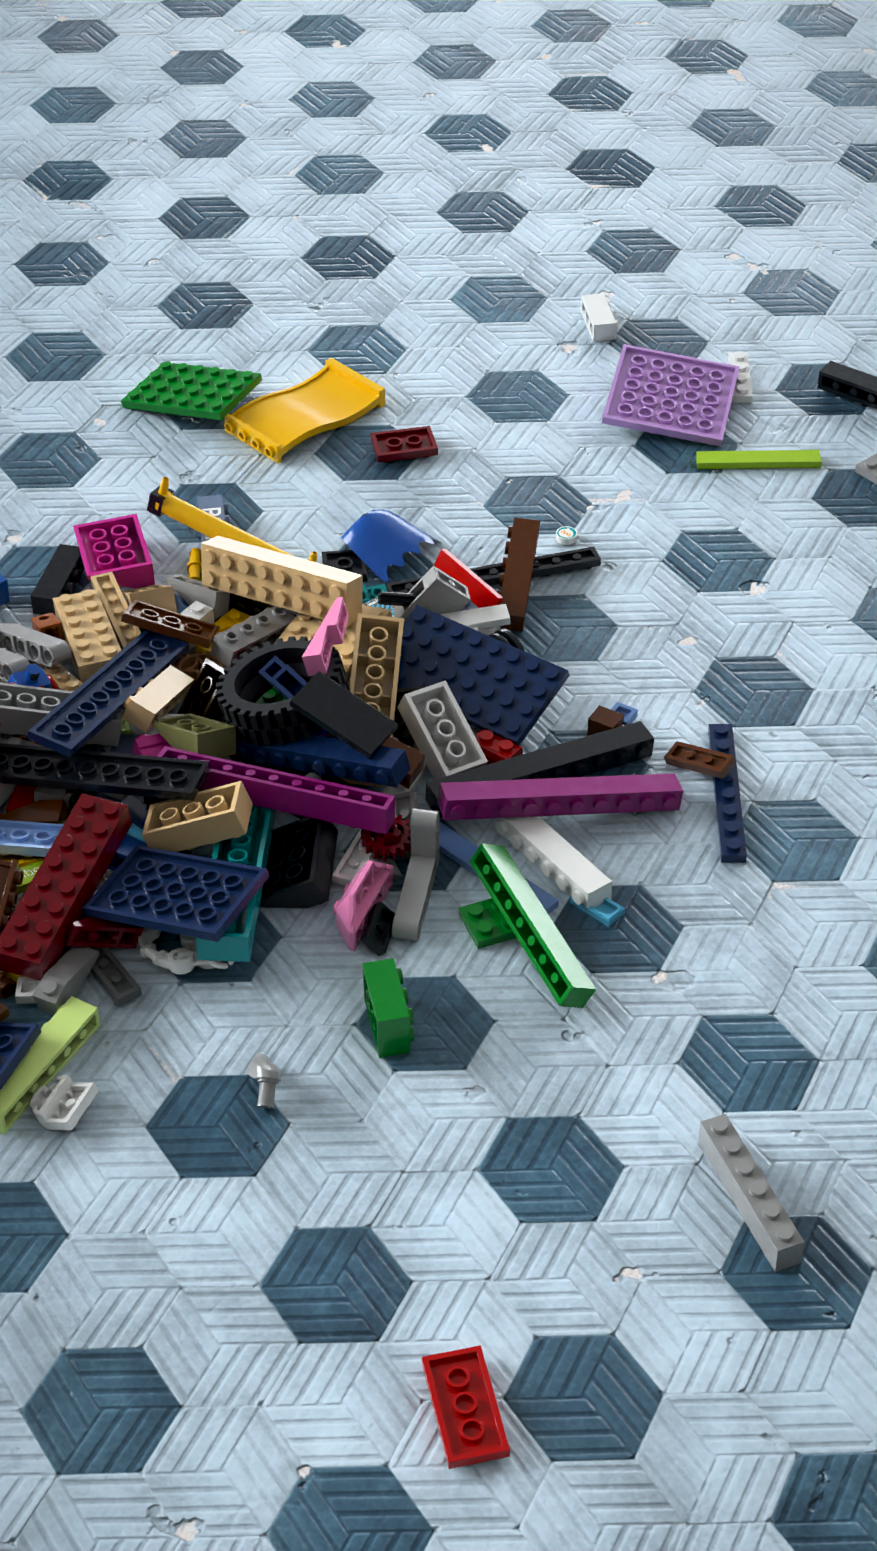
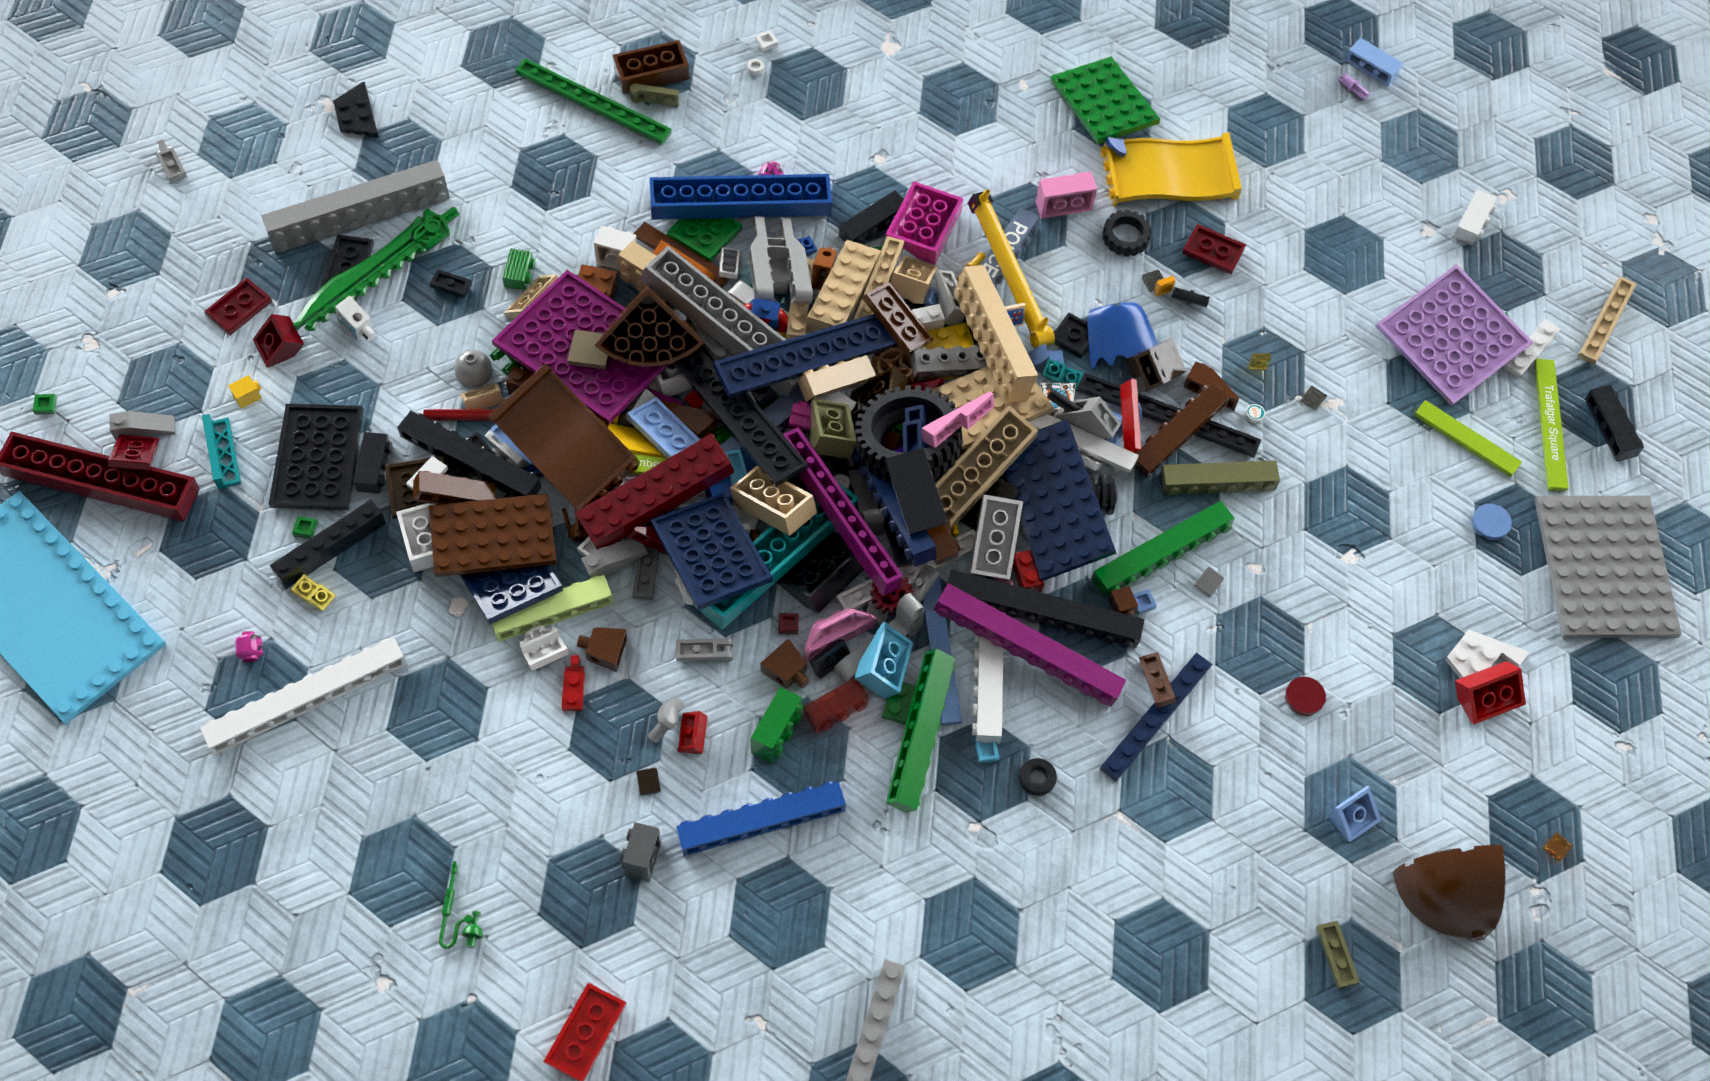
camera: 35 degrees right, 20 degrees up
(130, 1117) = (573, 686): none -> red hinge
(132, 1061) = (604, 646): none -> reddish brown torso
(231, 467) = (1066, 195): none -> bright pink brick
(240, 411) = (1117, 145): none -> tile
(241, 1000) = (704, 649): none -> light grey plate
(244, 1403) = (471, 931): none -> green piece
(298, 1144) = (648, 781): none -> dark brown slope
(301, 1077) = (692, 732): none -> red slope
(305, 929) = (788, 623): none -> dark red tile
(313, 459) = (1129, 218): none -> black tyre
(340, 961) = (785, 666): none -> reddish brown torso
(360, 1200) = (641, 851): none -> dark grey brick
(374, 493) = (1151, 278): none -> clear smoke tile
(389, 489) = (1164, 286): none -> light orange tile
(401, 260) = (1374, 62): none -> light blue brick
(401, 284) = (1353, 86): none -> lavender axle
(420, 486) = (1190, 297): none -> black pin
(427, 960) = (836, 705): none -> clear red brick
(440, 894) = (885, 662): none -> medium azure slope
(443, 536) = (1155, 365): none -> dark brown slope
(448, 1100) = (760, 818): none -> blue brick
(494, 532) = (1203, 375): none -> reddish brown slope
(530, 496) = (1259, 360): none -> clear yellow tile
(587, 592) = (1219, 477): none -> olive brick
(596, 669) = (1163, 548): none -> green brick
(603, 499) = (1313, 398): none -> clear smoke tile
(662, 668) = (1209, 581): none -> light grey slope
(674, 911) = (1044, 766): none -> black tyre
(776, 330) = (1606, 320): none -> tan plate
(812, 417) = (1551, 425): none -> lime tile
(833, 701) = (1305, 696): none -> dark red tile
(840, 501) = (1491, 521): none -> medium blue tile

